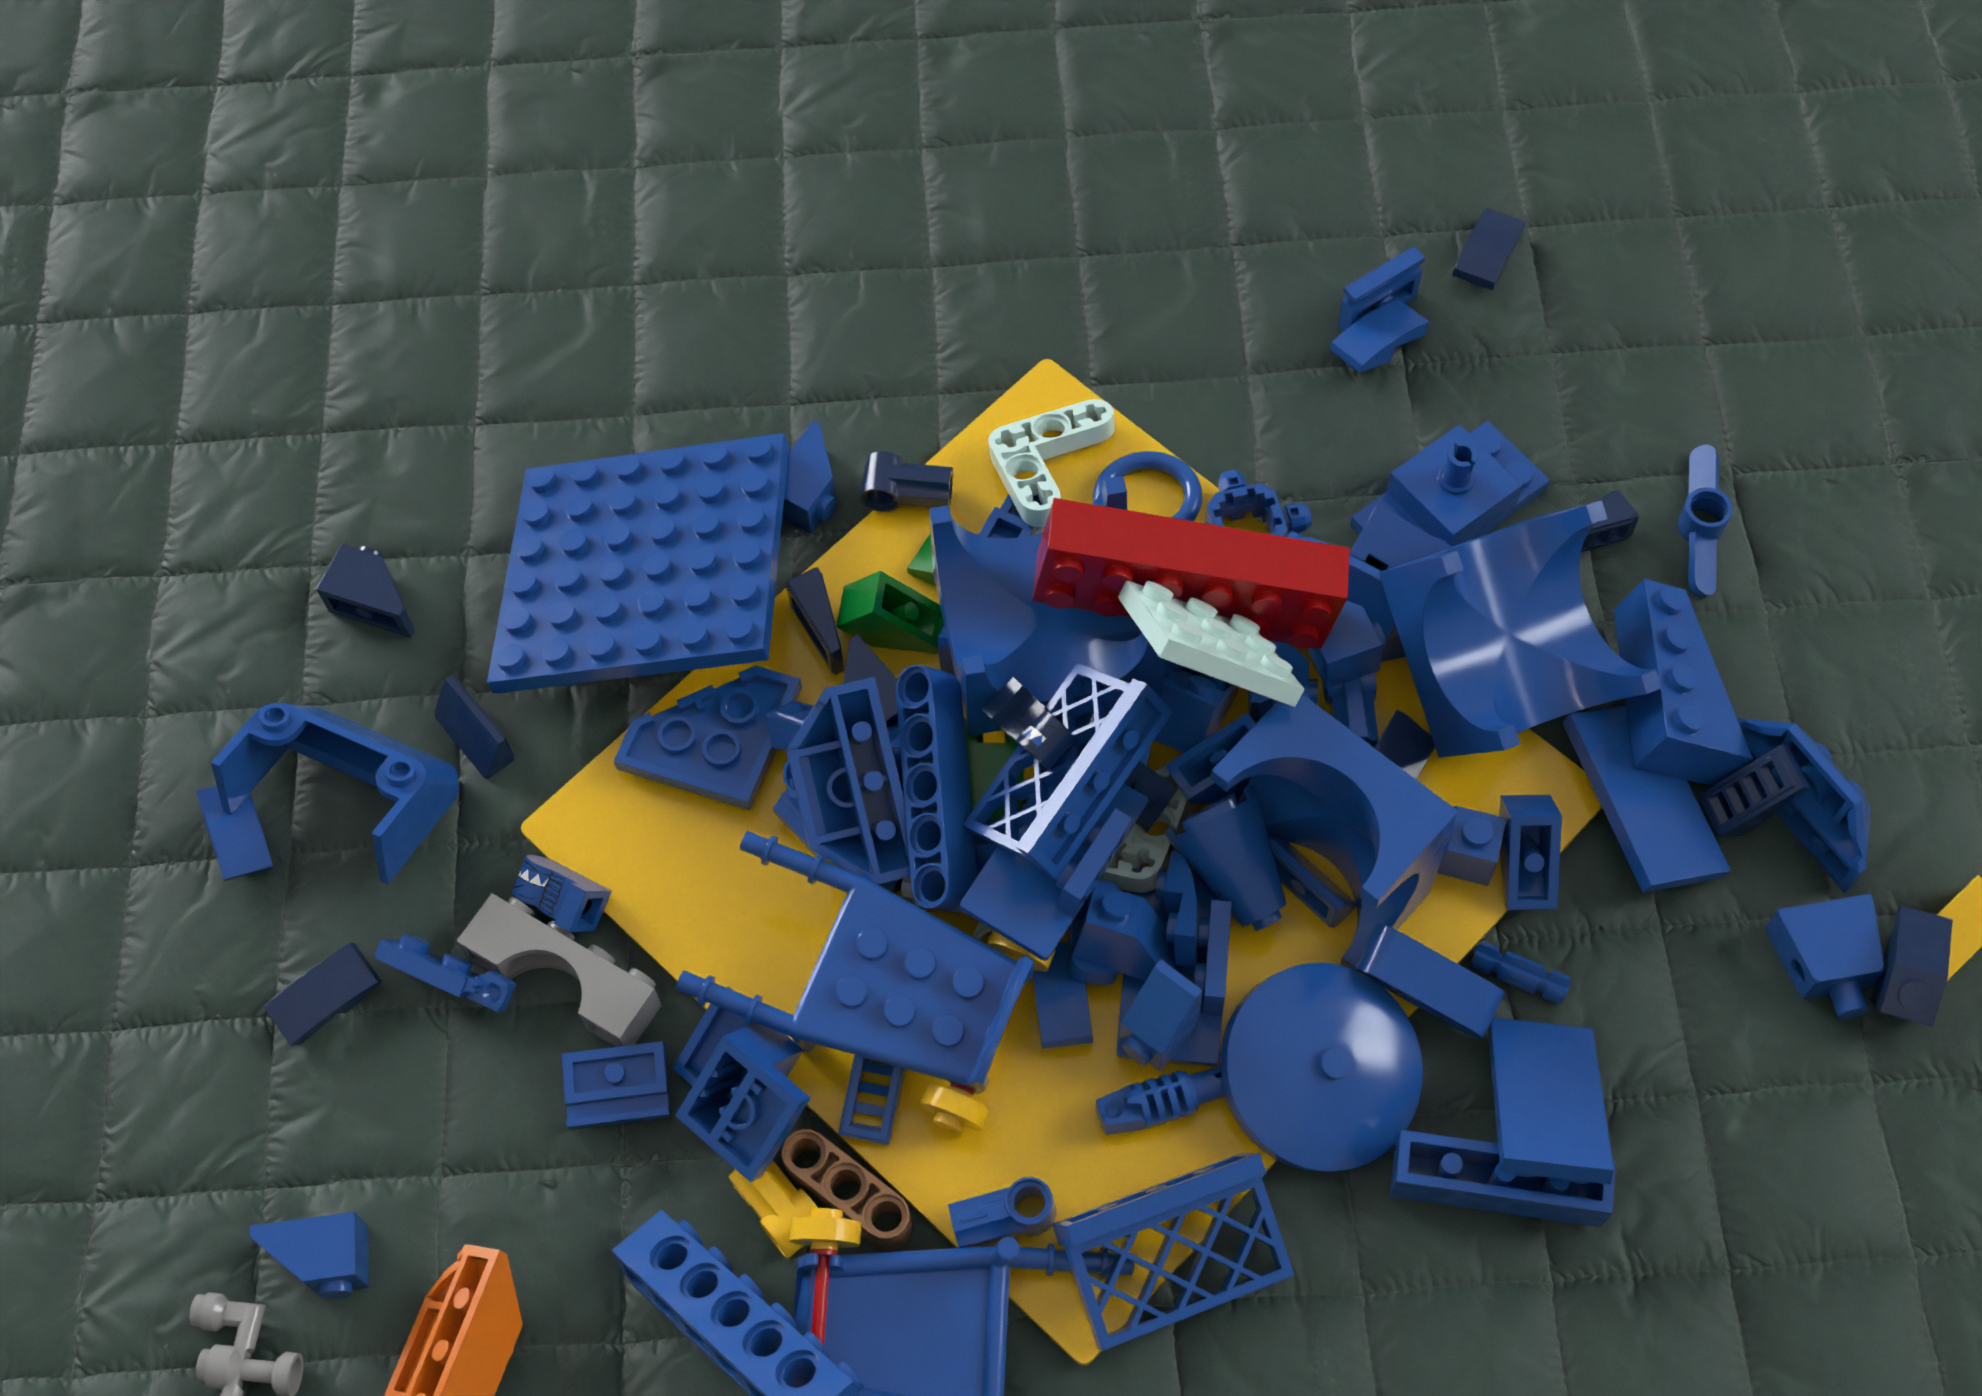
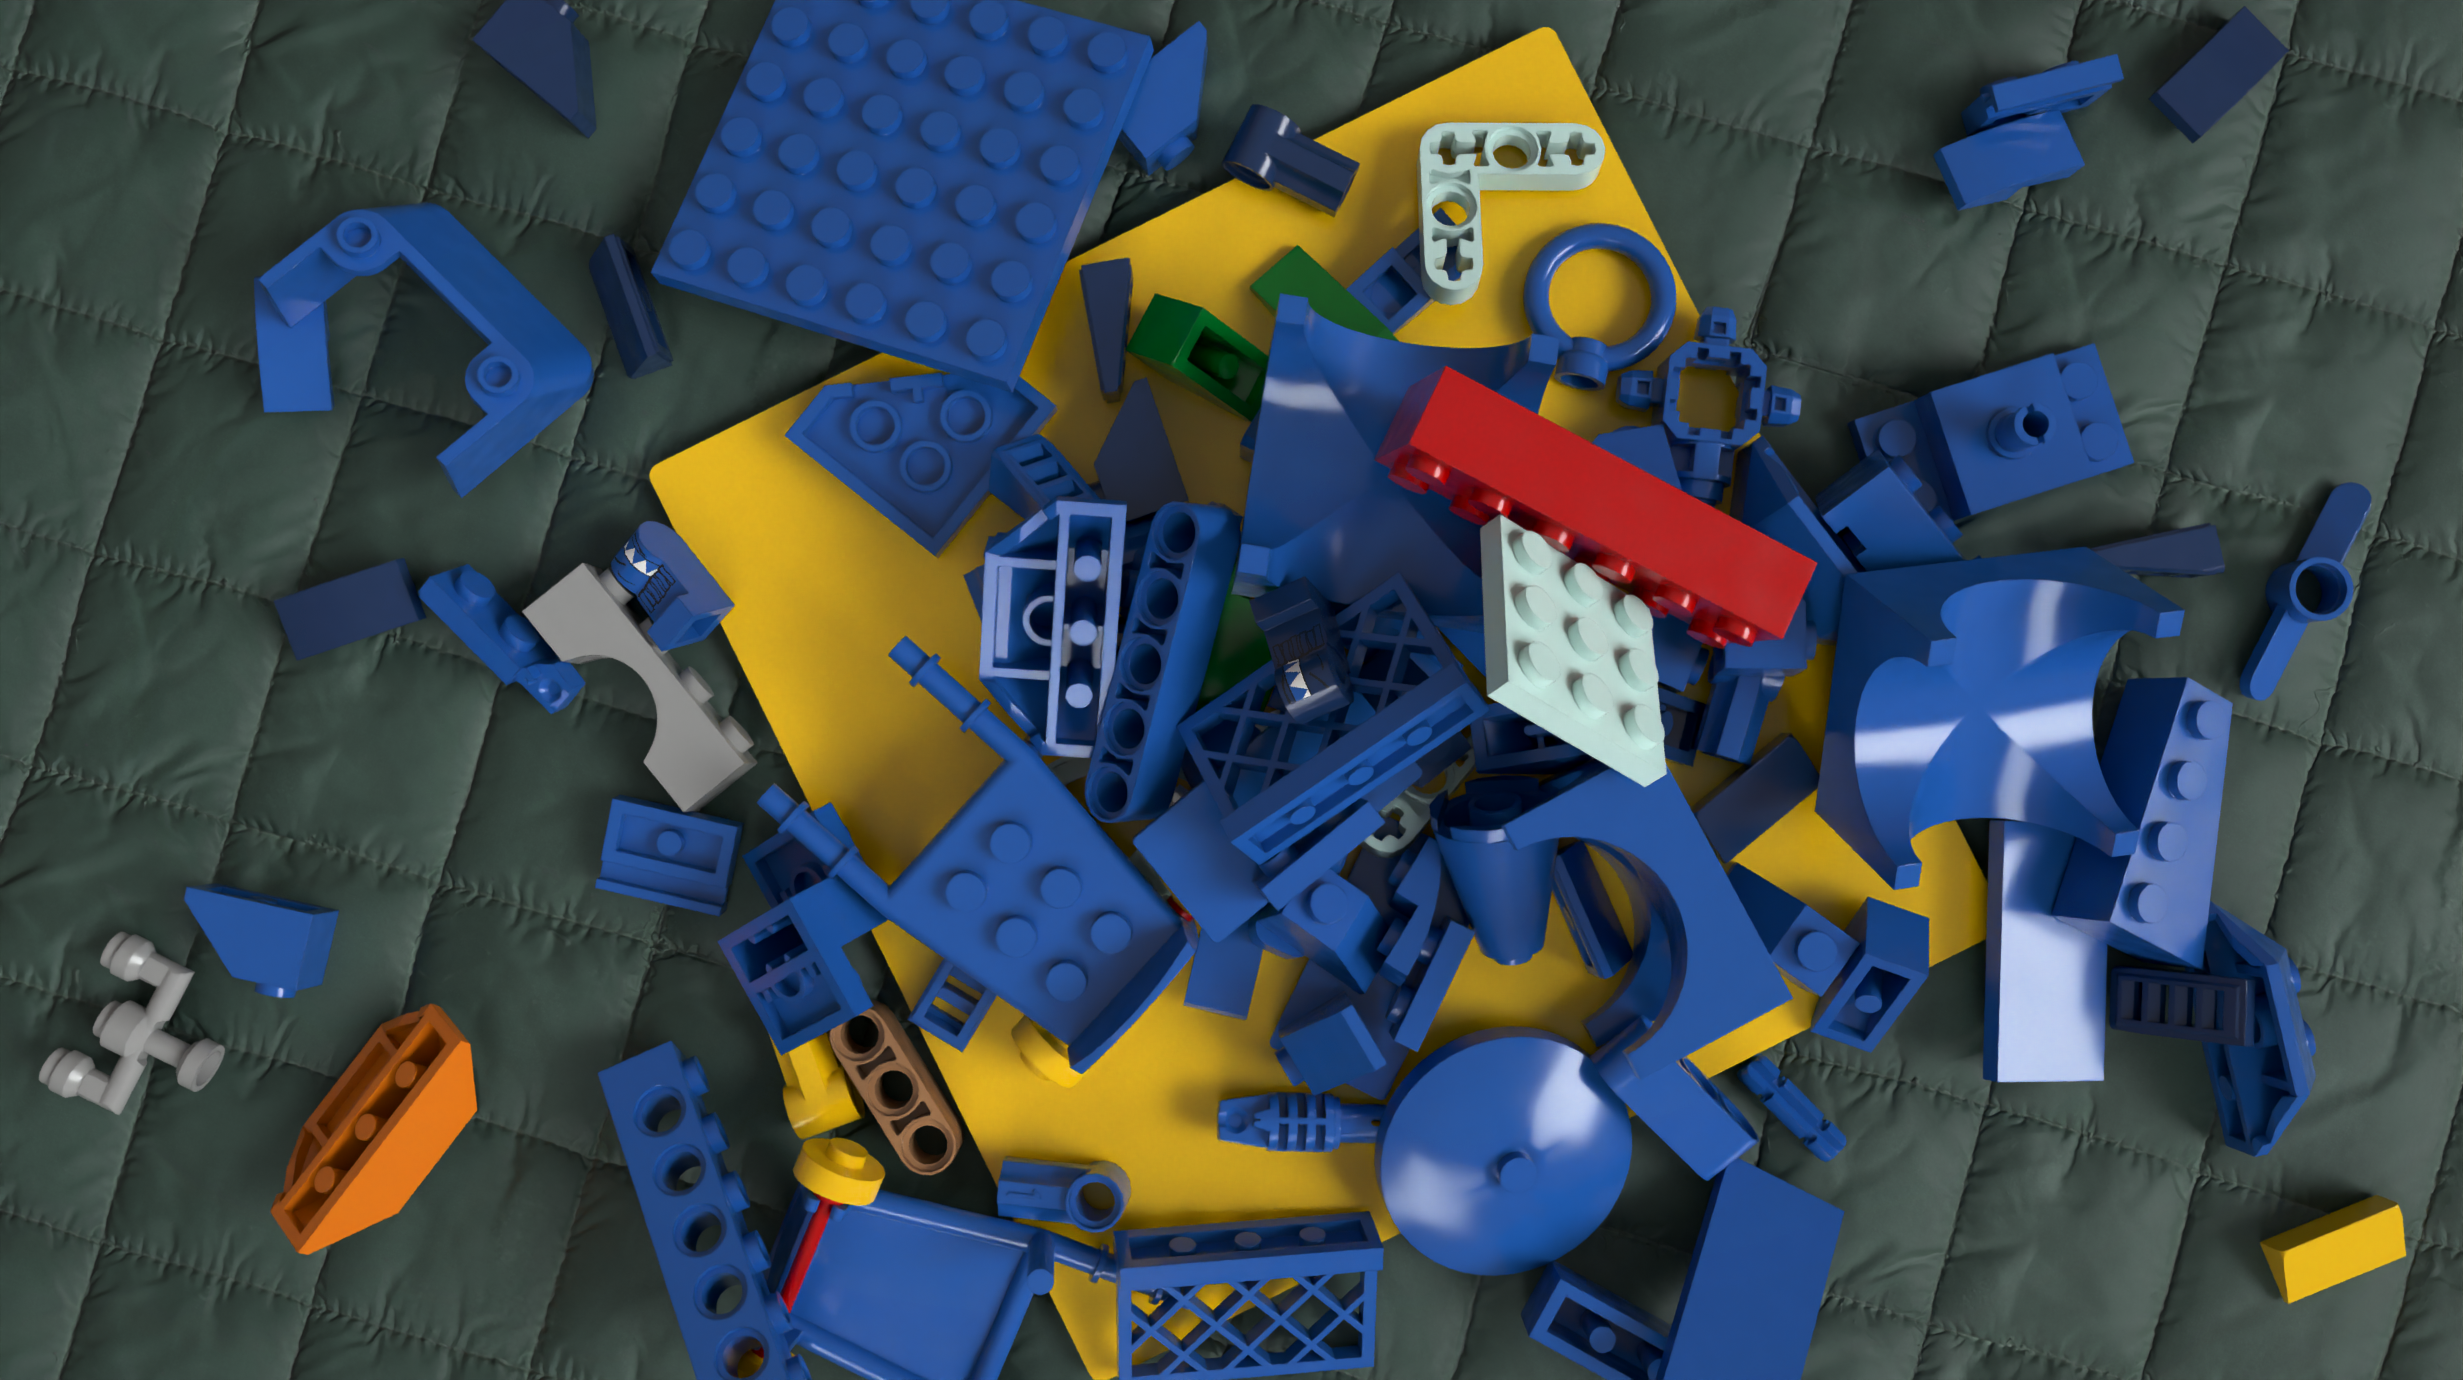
camera: 15 degrees right, 25 degrees up
(1830, 950) = (2173, 1226): blue torso -> none
(1914, 966) = (2259, 1294): dark blue slope -> none

